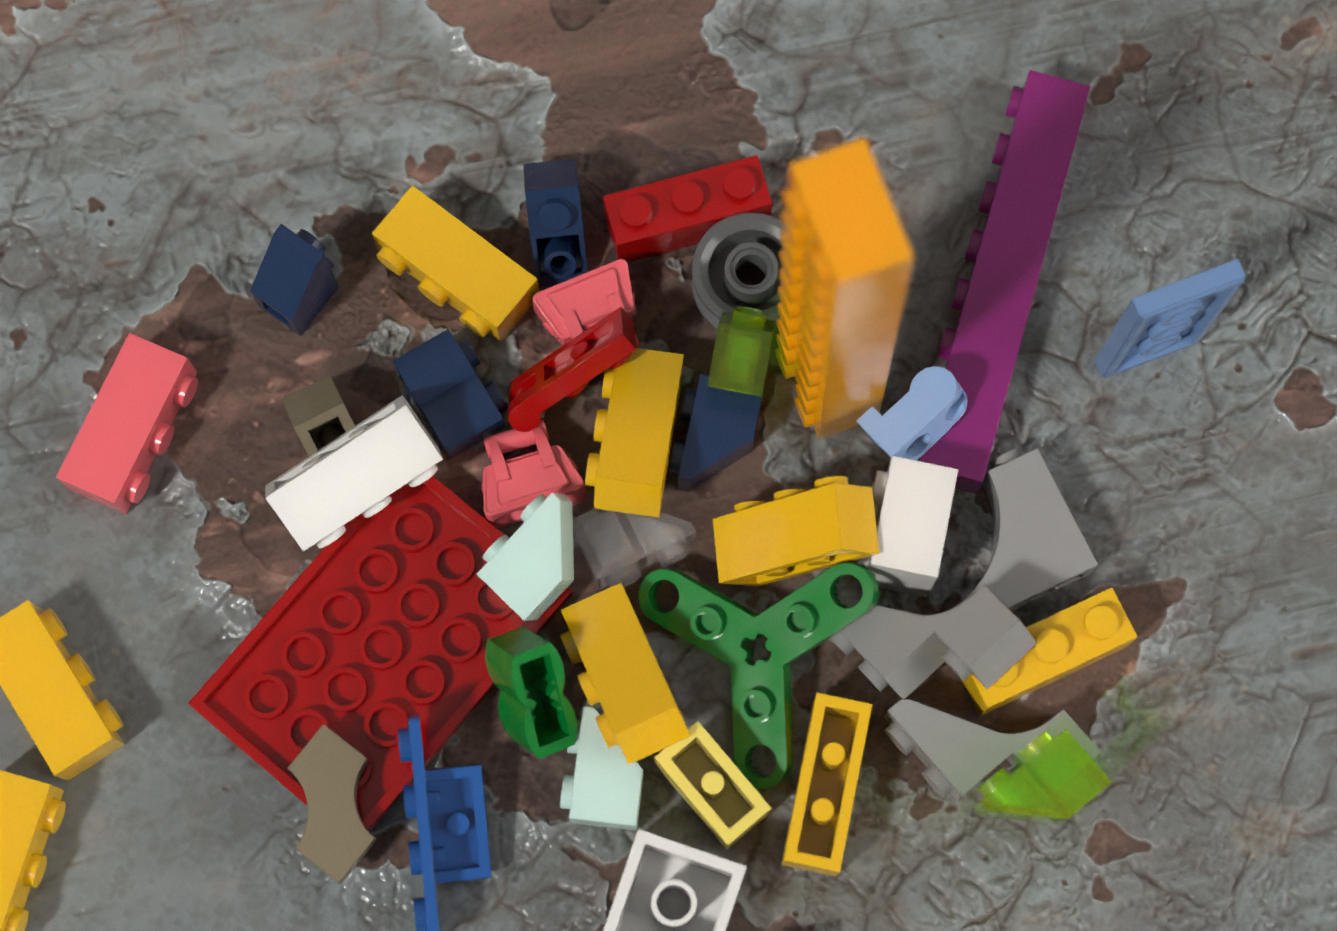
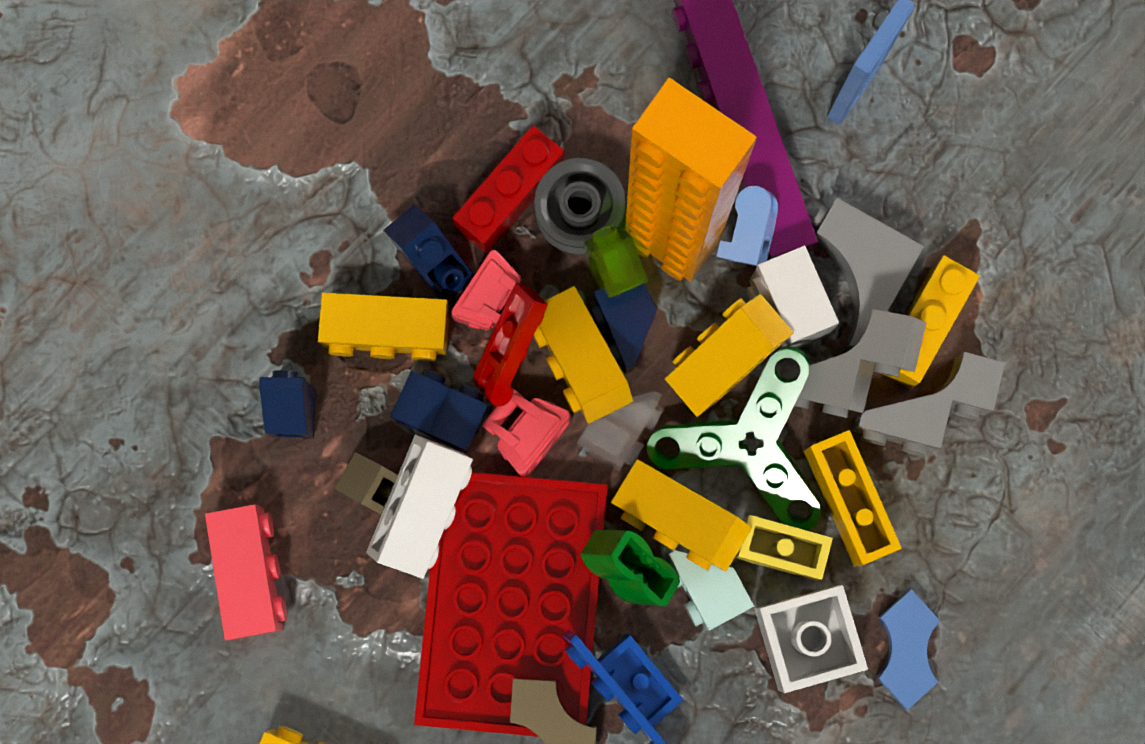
camera: 35 degrees left, 5 degrees up
(536, 560) = (576, 485): light aqua slope -> none
(1048, 786) = (991, 405): clear neon green slope -> none

